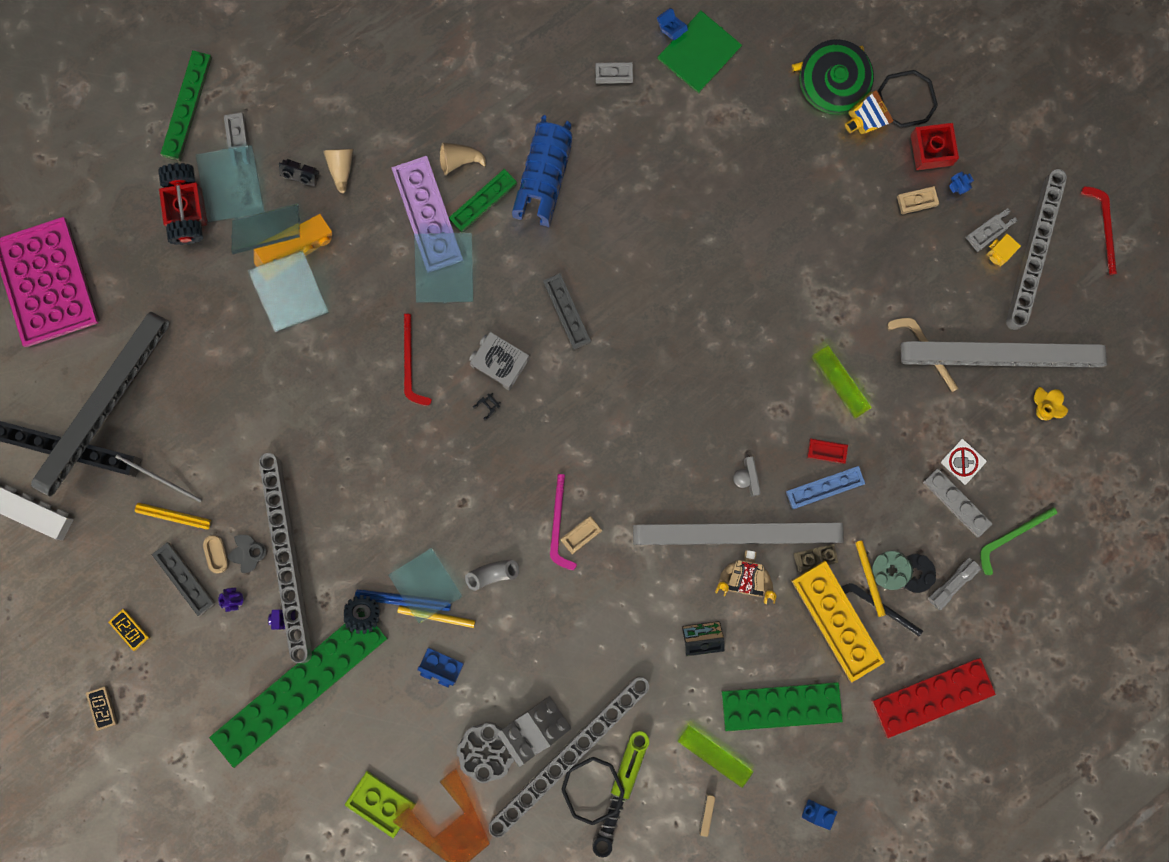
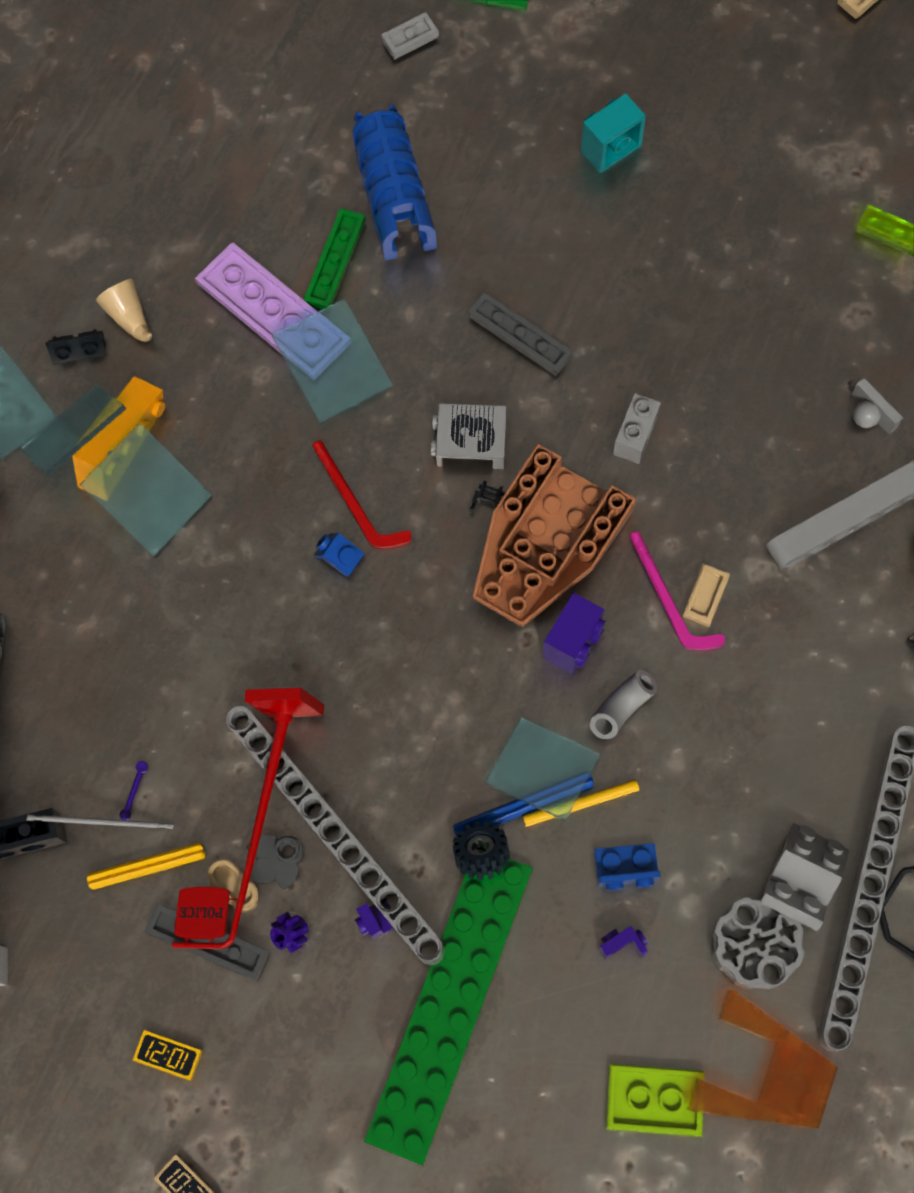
camera: 20 degrees left, 10 degrees down
(189, 560) = (204, 910): none -> red piece
(201, 456) = (142, 768): none -> dark purple hinge
(381, 390) = (338, 552): none -> blue bracket
(408, 706) = (615, 941): none -> dark purple bracket
(455, 155) = (266, 224): tan hat -> none
(486, 517) = (573, 633): none -> dark purple brick
(505, 449) = (546, 537): none -> nougat wedge
(599, 411) = (636, 428): none -> light grey brick
(697, 211) = (612, 133): none -> teal brick

